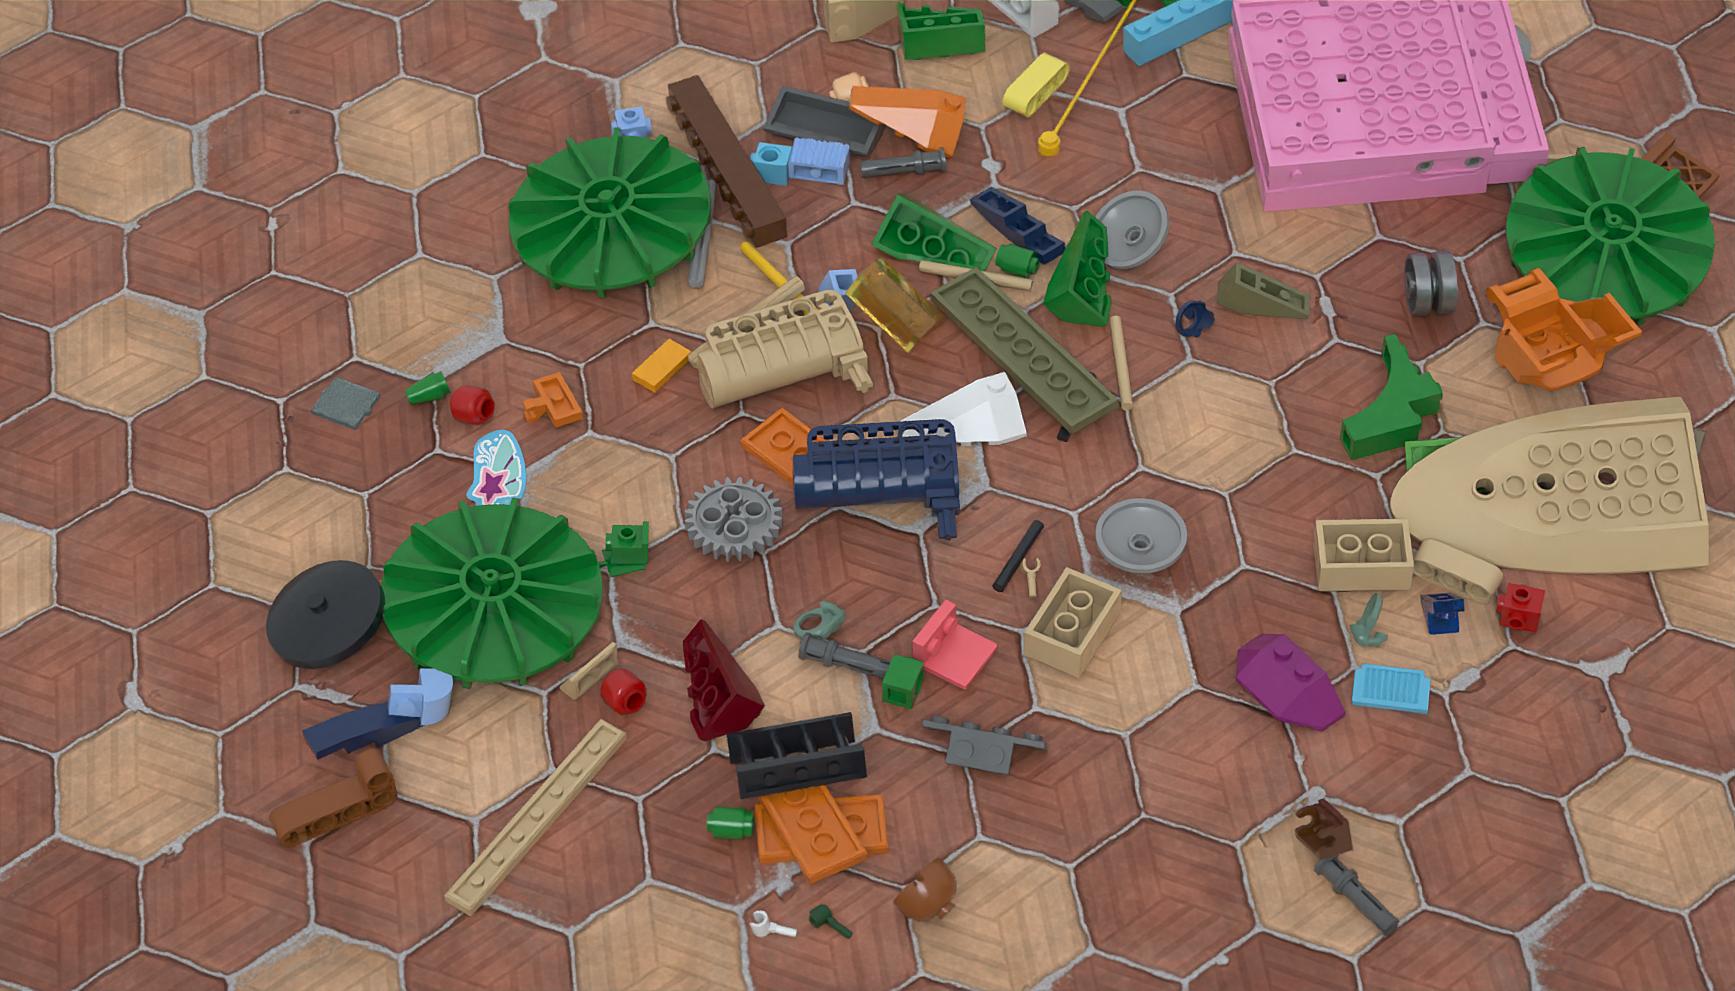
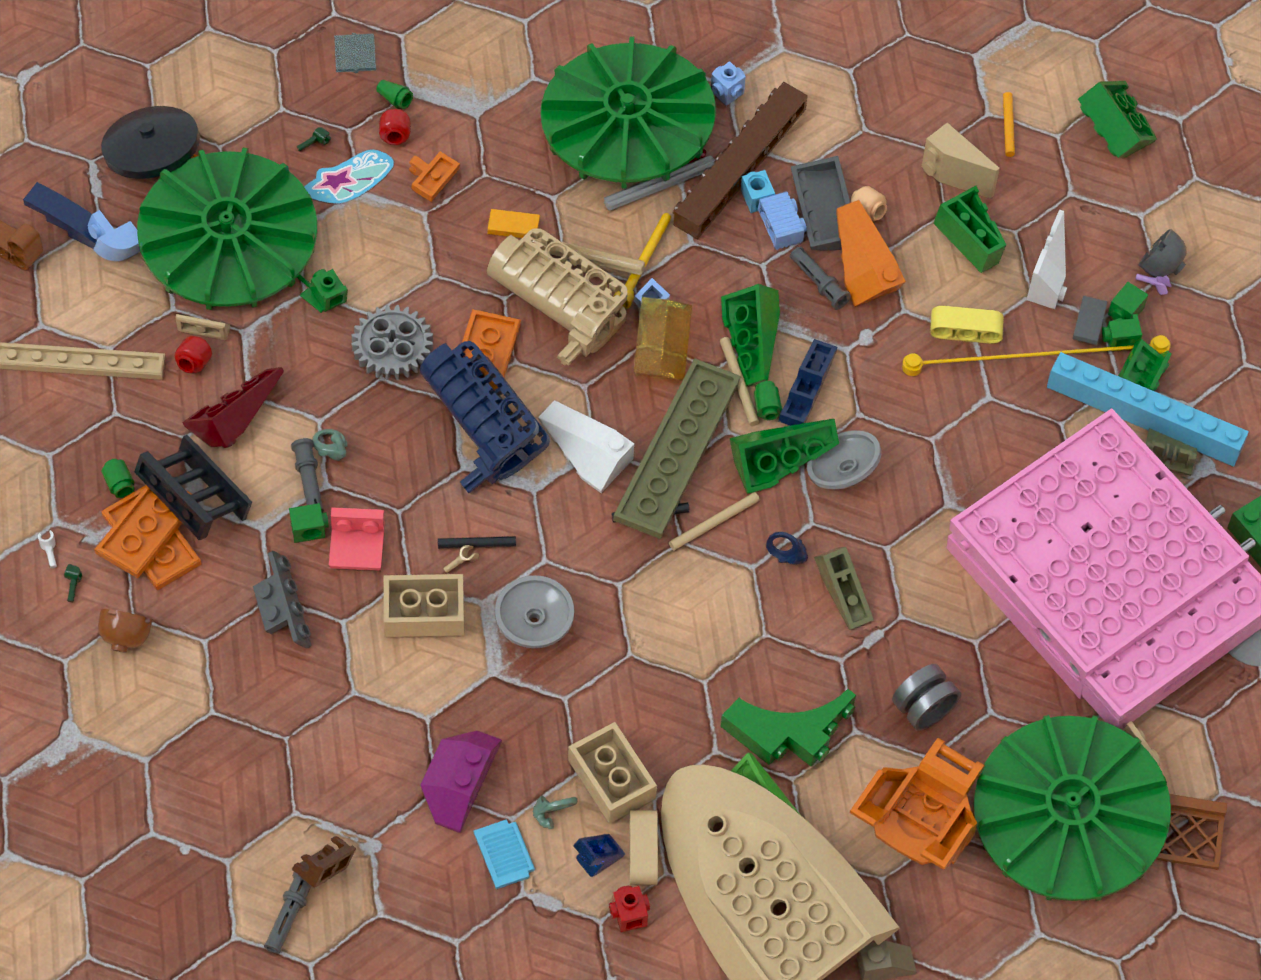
camera: 55 degrees right, 10 degrees up
(430, 472) = (320, 135): none -> dark green hand

